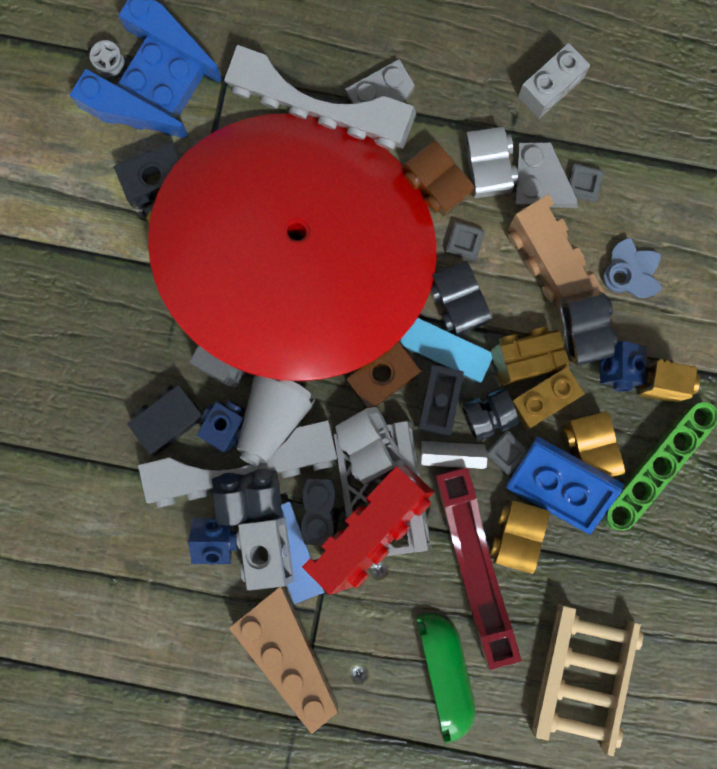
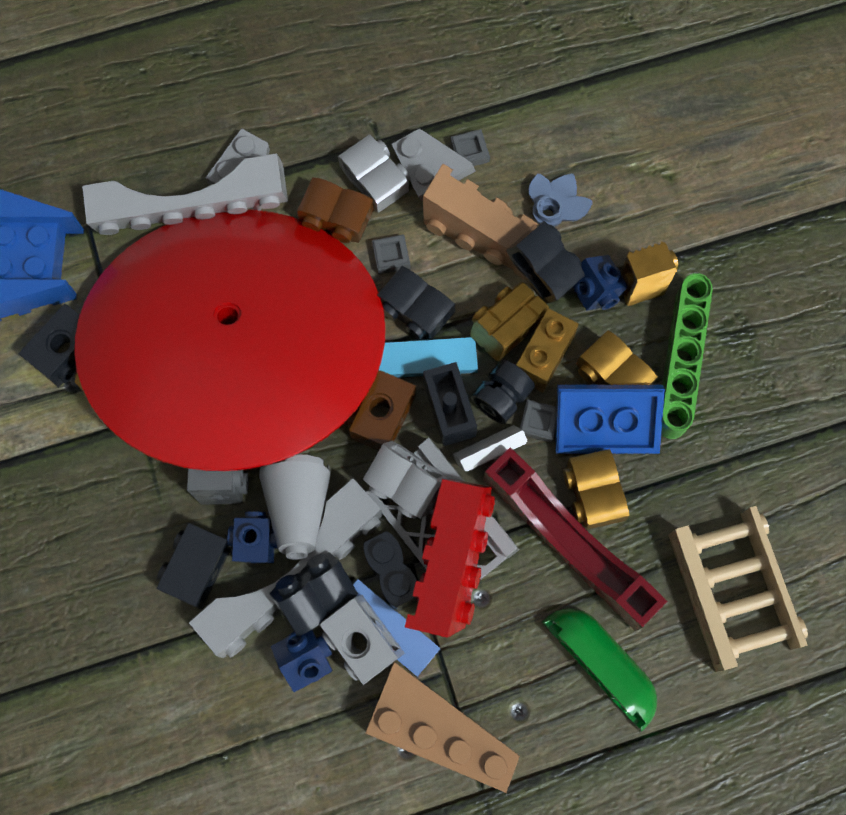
camera: 30 degrees left, 10 degrees down
(553, 80) = (391, 76): light grey brick -> none

